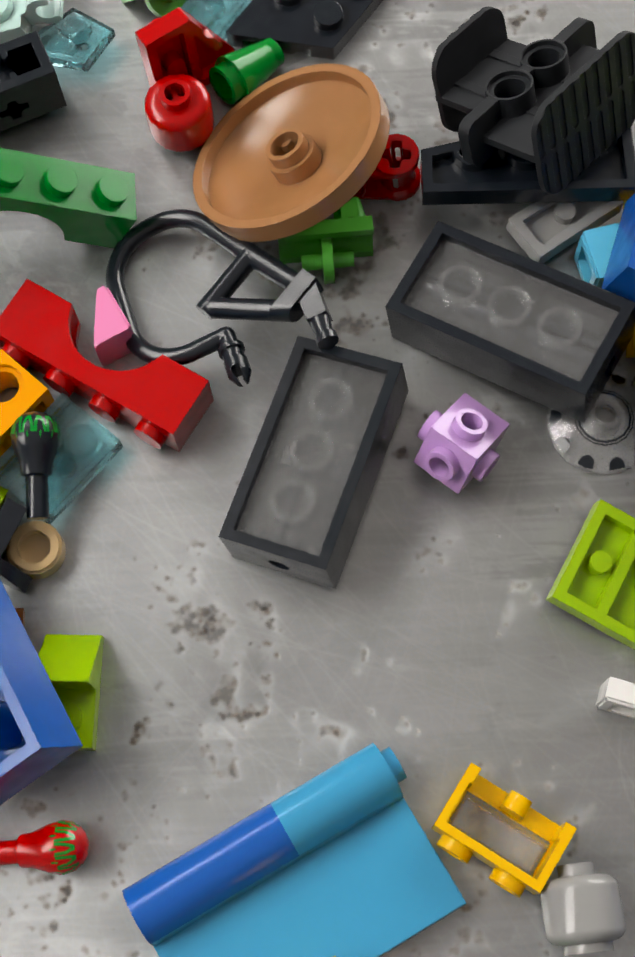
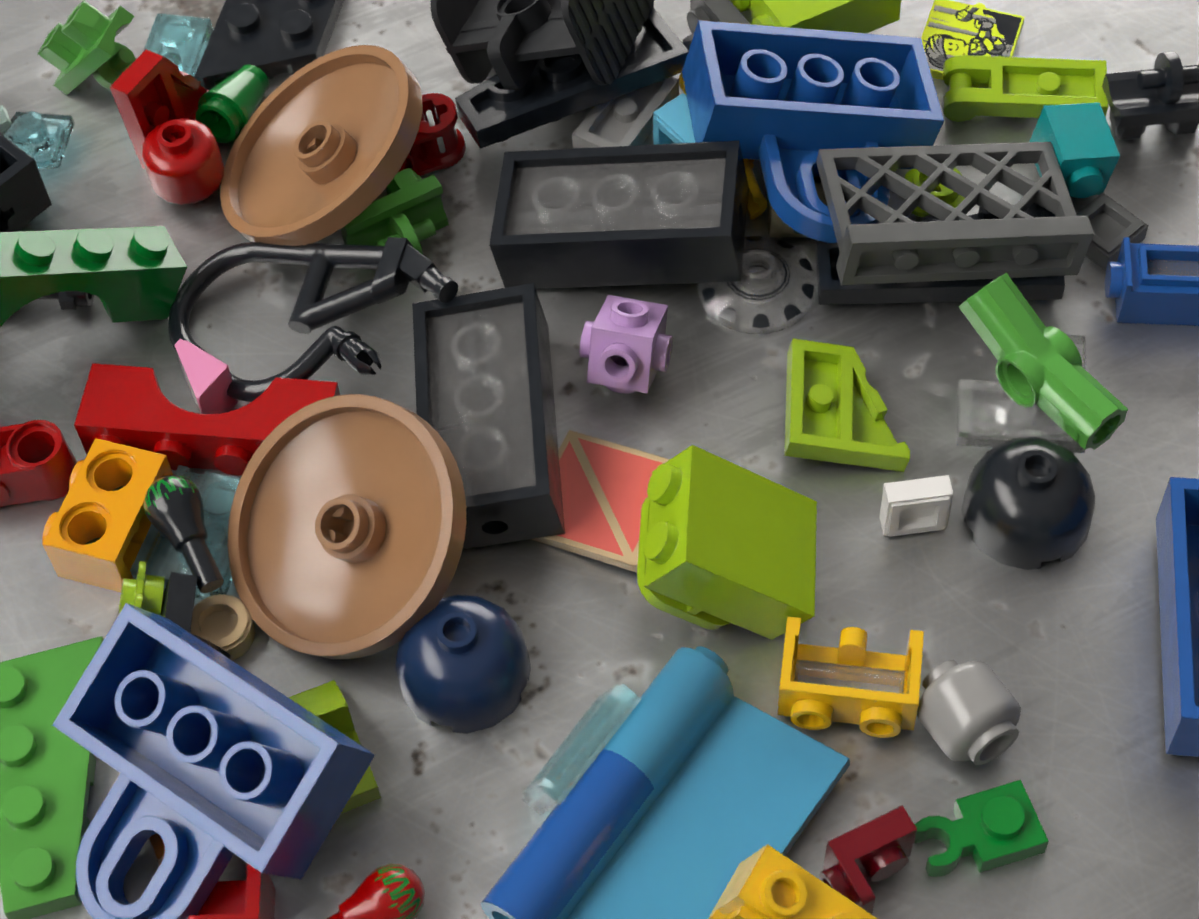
camera: 25 degrees left, 15 degrees down
(158, 520) = (346, 527): none -> medium nougat dish
(203, 670) = (463, 664): none -> dark blue cylinder
(258, 793) = (580, 748): none -> clear light blue tile
(392, 576) = (602, 499): none -> coral flag
(453, 675) = (726, 546): none -> lime brick

